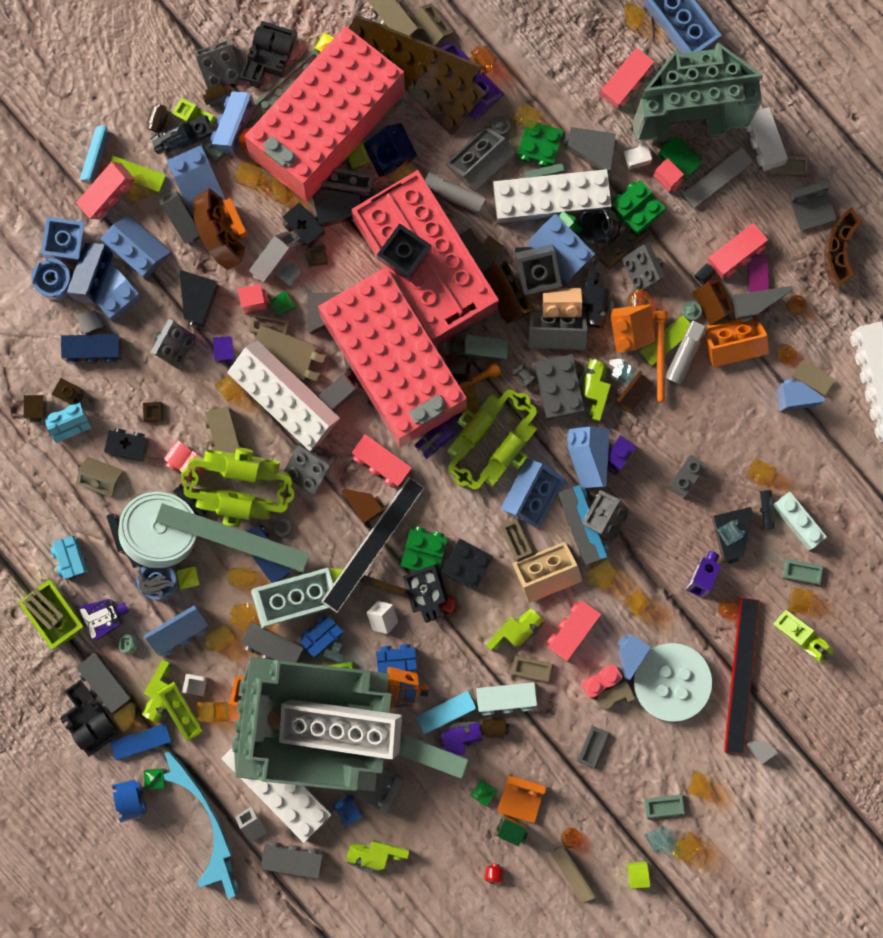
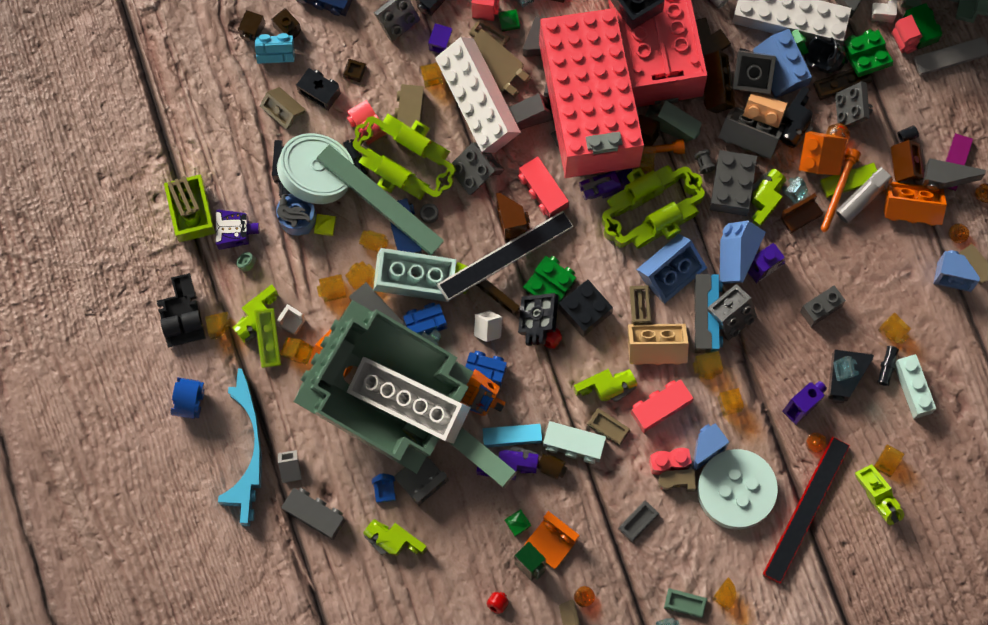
camera: 25 degrees right, 10 degrees down
(69, 557) = (226, 166): medium azure brick -> none
(103, 683) = (209, 286): dark grey brick -> none
(141, 741) = (220, 352): blue tile -> none
(154, 778) = (218, 391): green tile -> none
(177, 631) = (295, 264): medium blue slope -> none
(291, 803) = (332, 453): white brick -> none
(691, 311) = (883, 160): sand green tile -> none
(738, 251) = (946, 125): coral brick -> none
(761, 750) = (799, 585): light grey brick -> none
(802, 572) = (901, 436): sand green tile -> none

